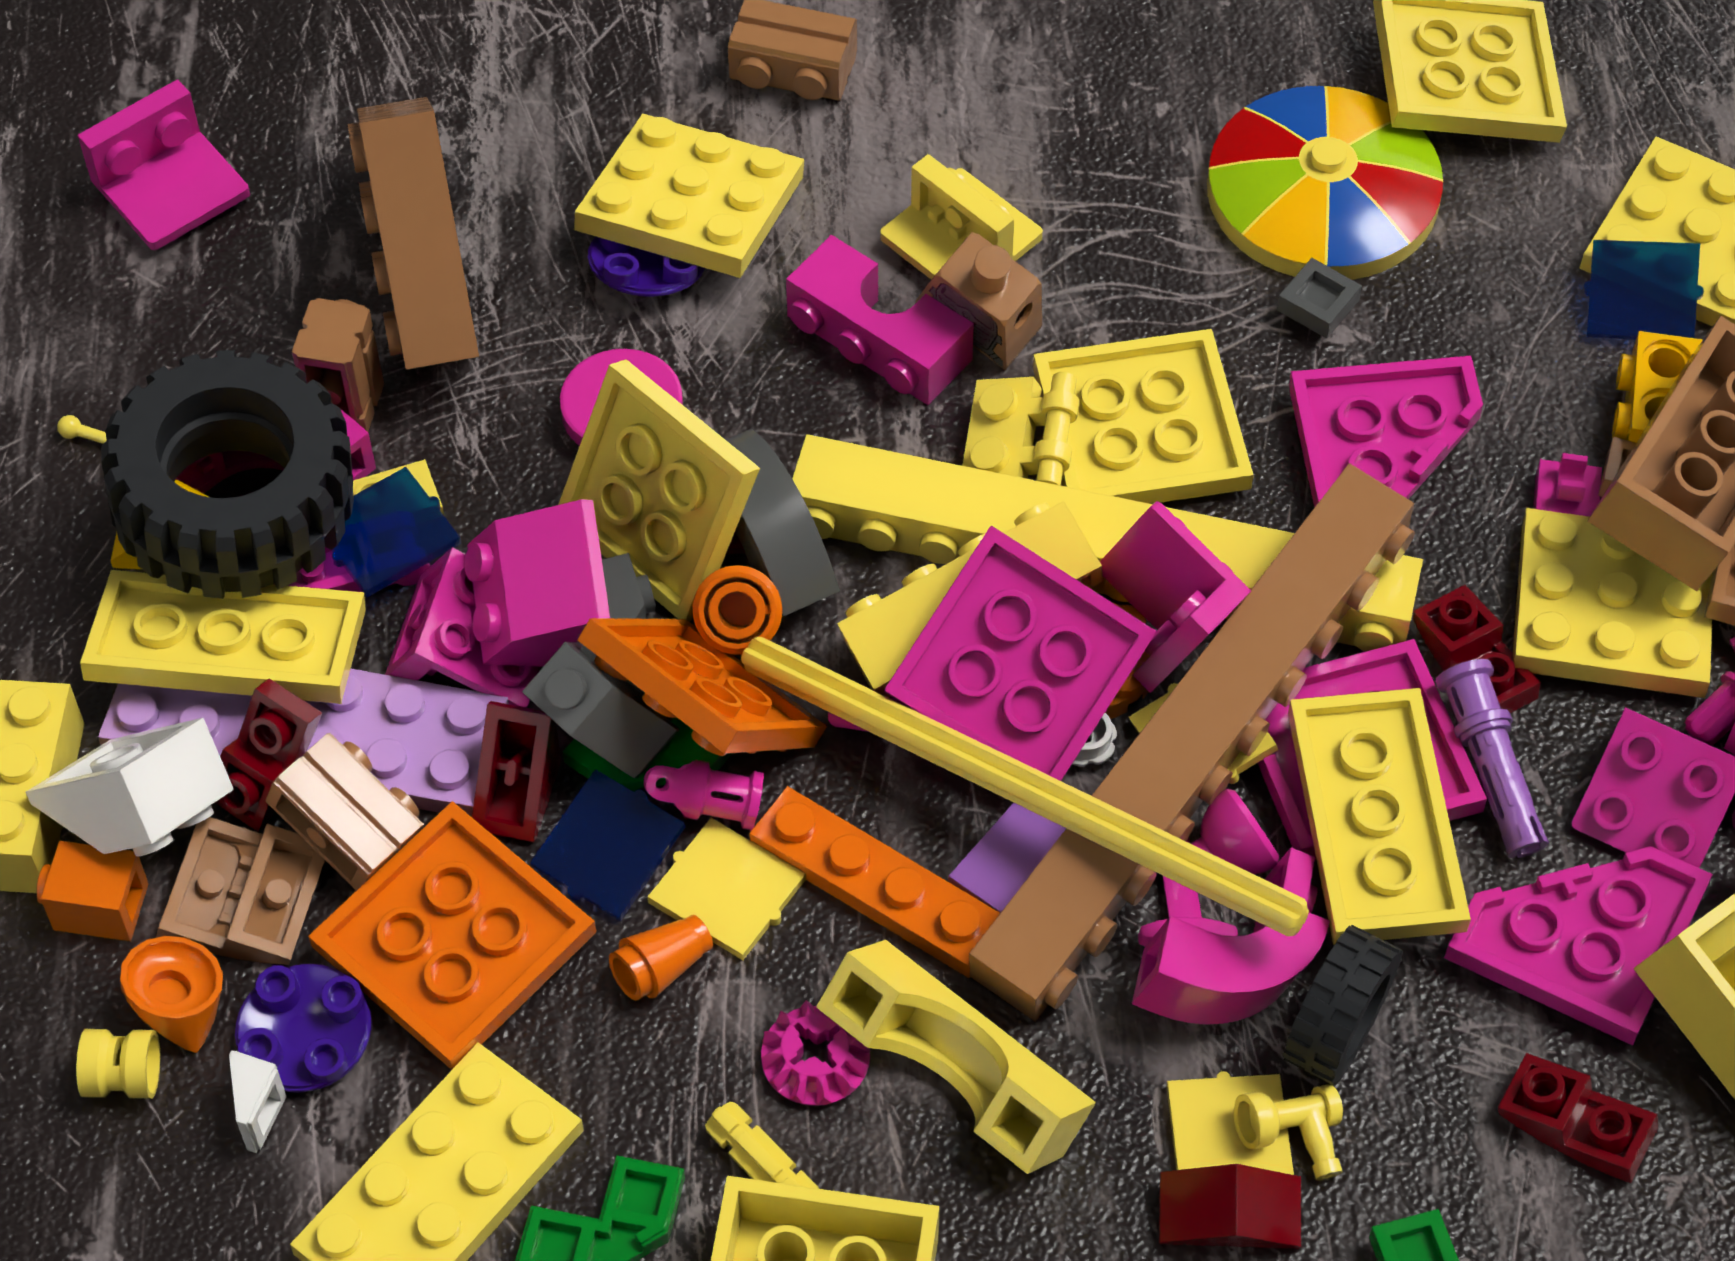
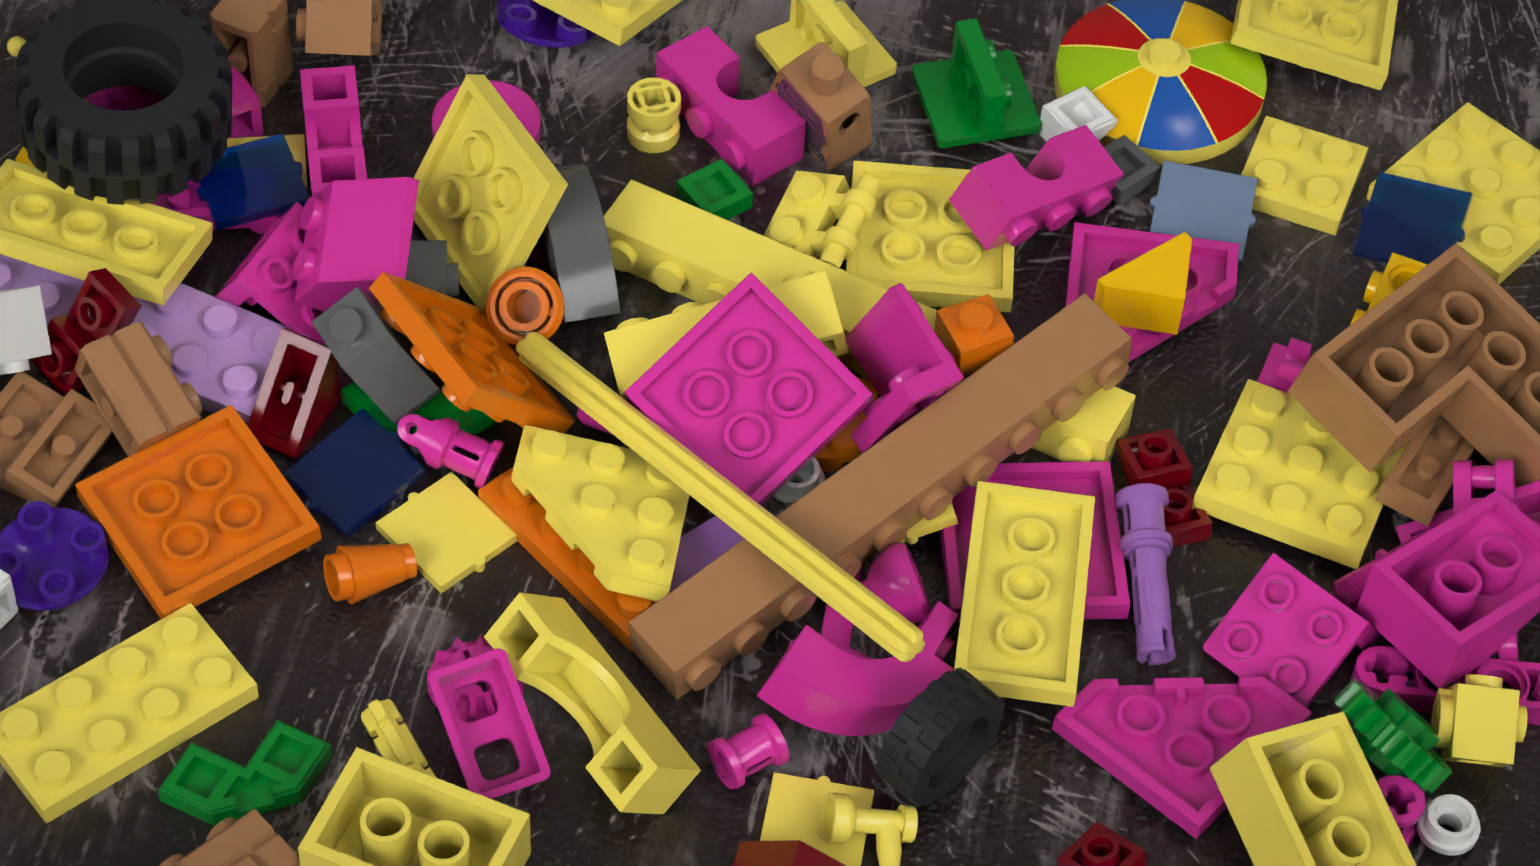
camera: 10 degrees right, 5 degrees down
(461, 457) = (332, 126): none -> dark pink arch
(800, 349) = (653, 115): none -> light yellow wheel
(871, 1096) = (509, 722): none -> dark pink piece
(894, 423) = (715, 190): none -> green plate
(898, 822) = (606, 505): none -> light yellow plate
(1136, 243) = (975, 93): none -> green bracket
(1136, 1066) = (748, 751): none -> dark pink bush
(1228, 357) = (1063, 180): none -> dark pink arch
(1243, 536) = (973, 333): none -> orange brick
(1253, 255) = (1074, 111): none -> white slope
(1404, 434) = (1148, 289): none -> yellow slope
(1417, 319) = (1204, 204): none -> sand blue piece
(1506, 259) = (1303, 174): none -> light yellow plate

